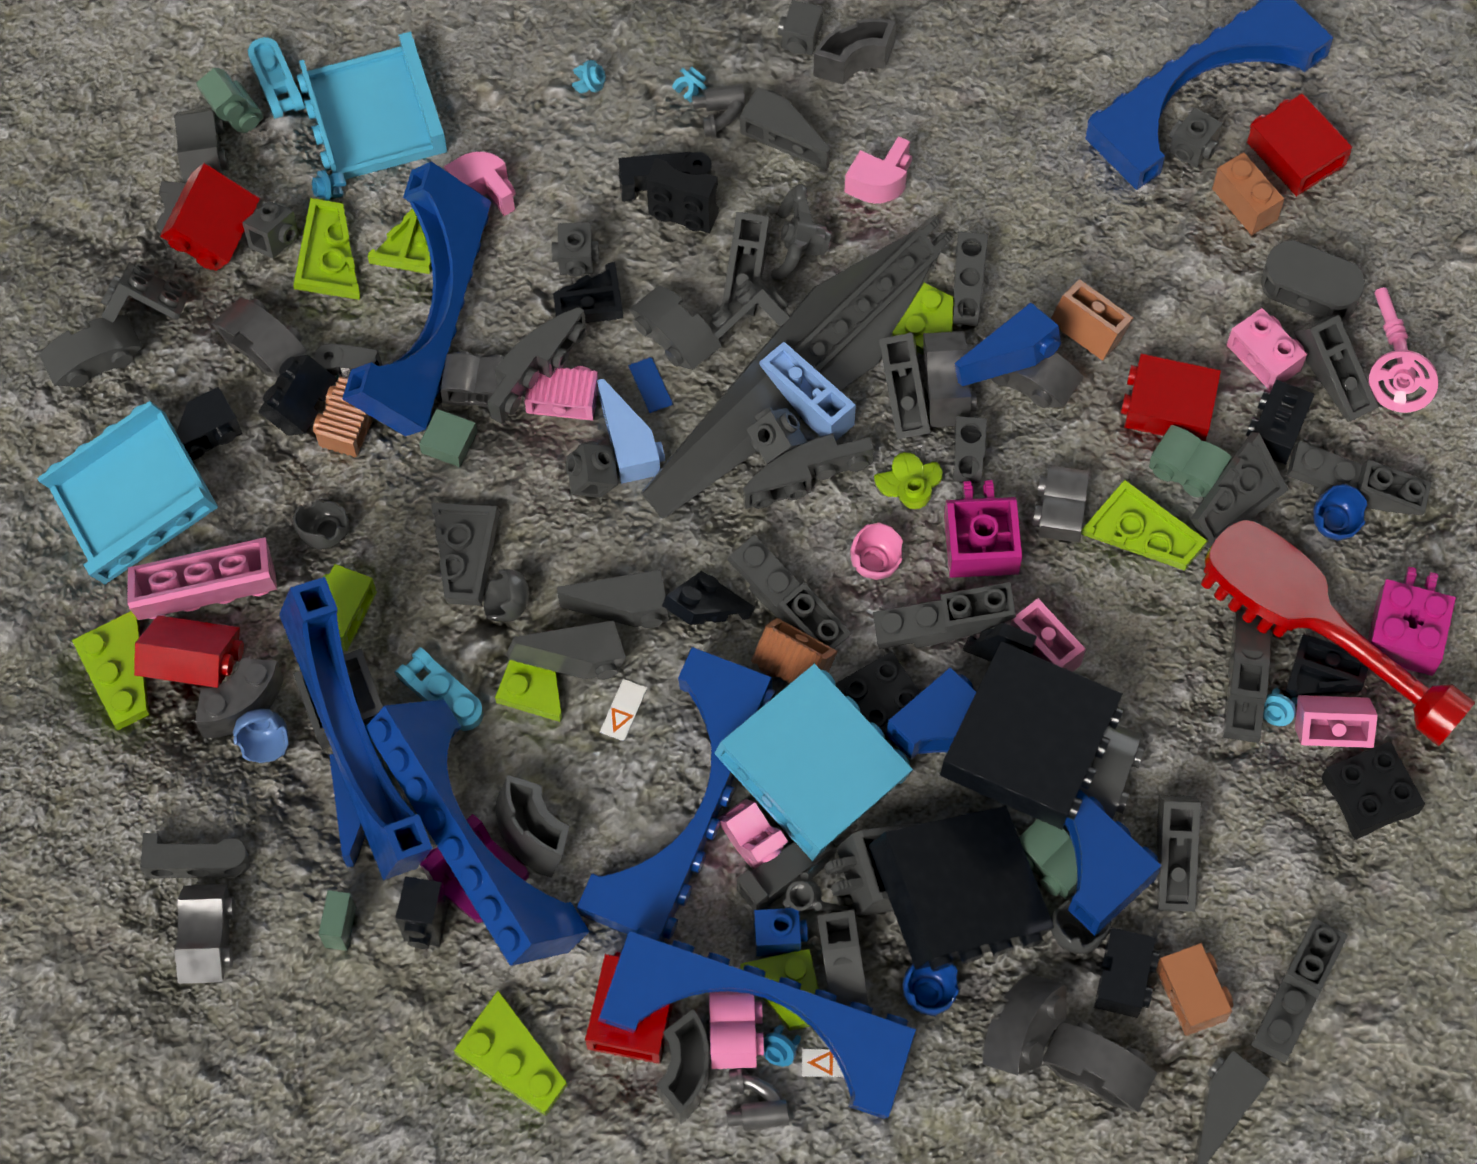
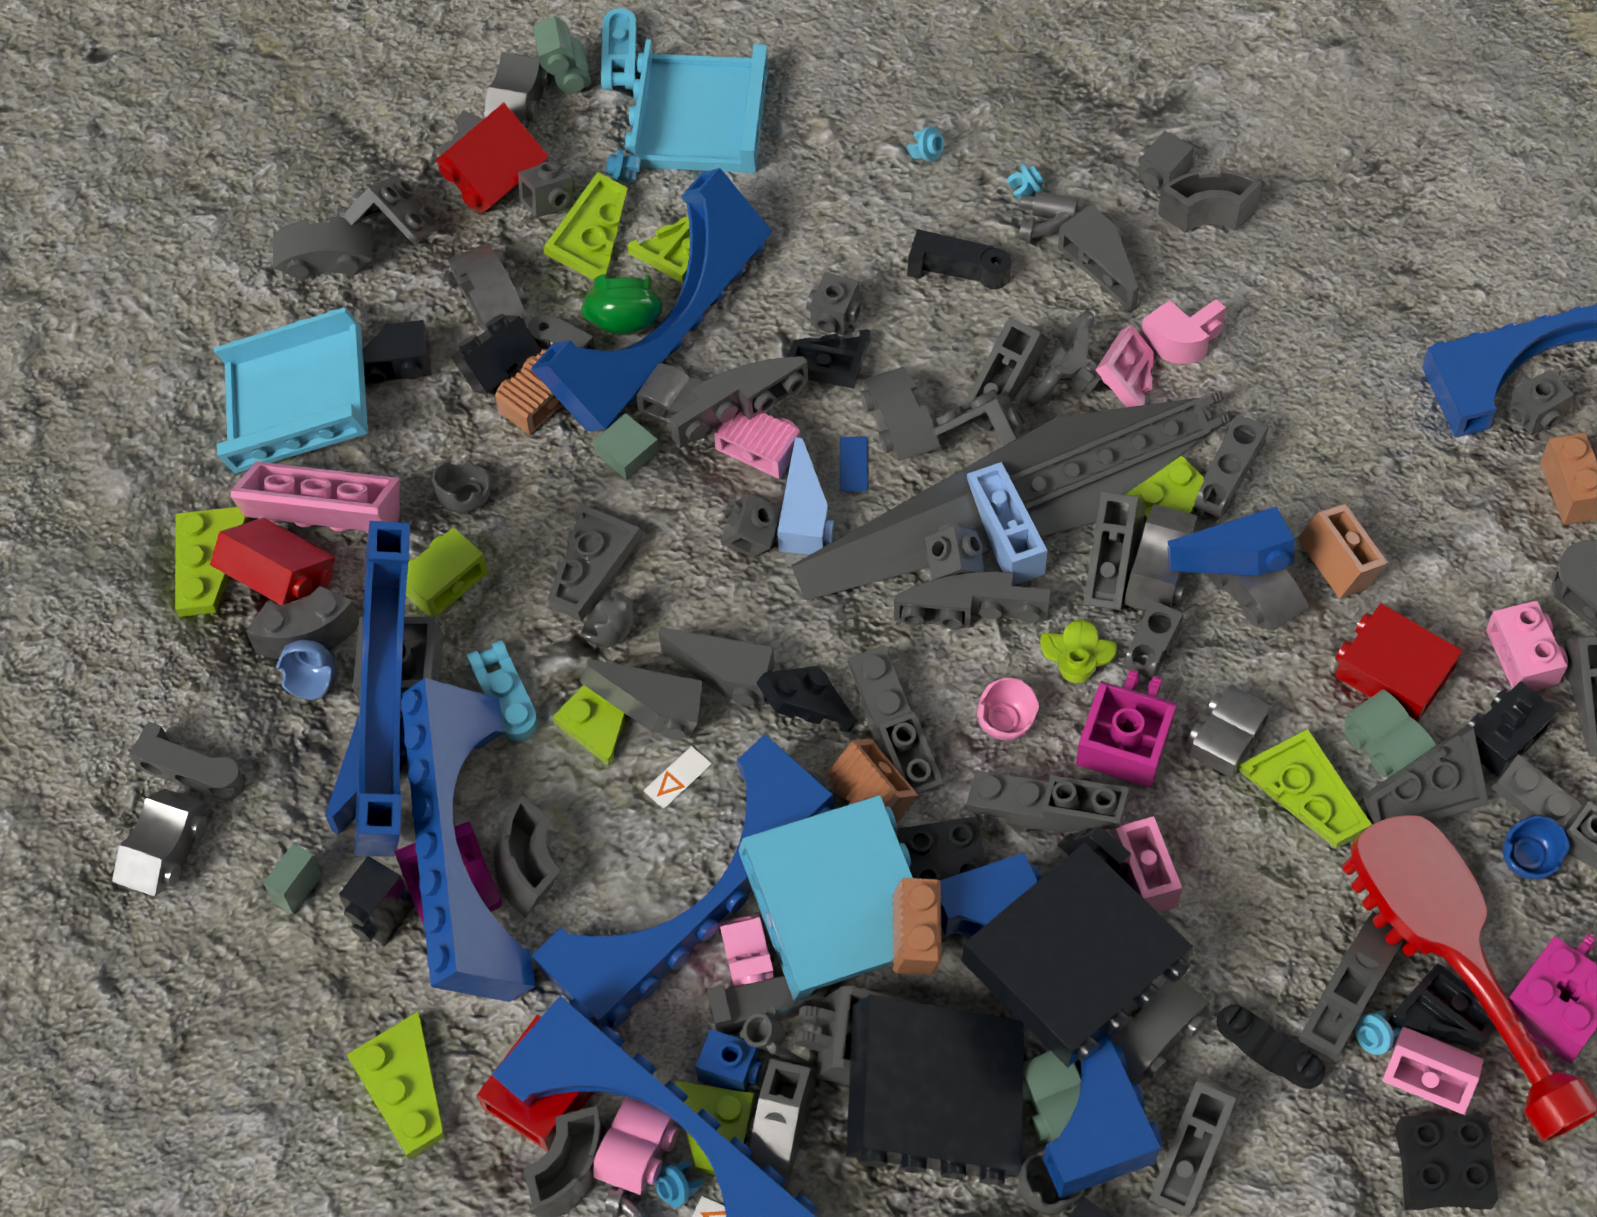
camera: 25 degrees right, 5 degrees down
(388, 313) = (622, 305): none -> green helmet
(486, 175) = (777, 205): bright pink brick -> none
(682, 197) = (964, 287): black brick -> none
(849, 222) = (1128, 367): none -> bright pink wing
(893, 761) = (917, 926): none -> nougat brick
(930, 990) = (861, 1188): blue hair -> none
(1202, 752) = (1270, 1047): none -> black piece

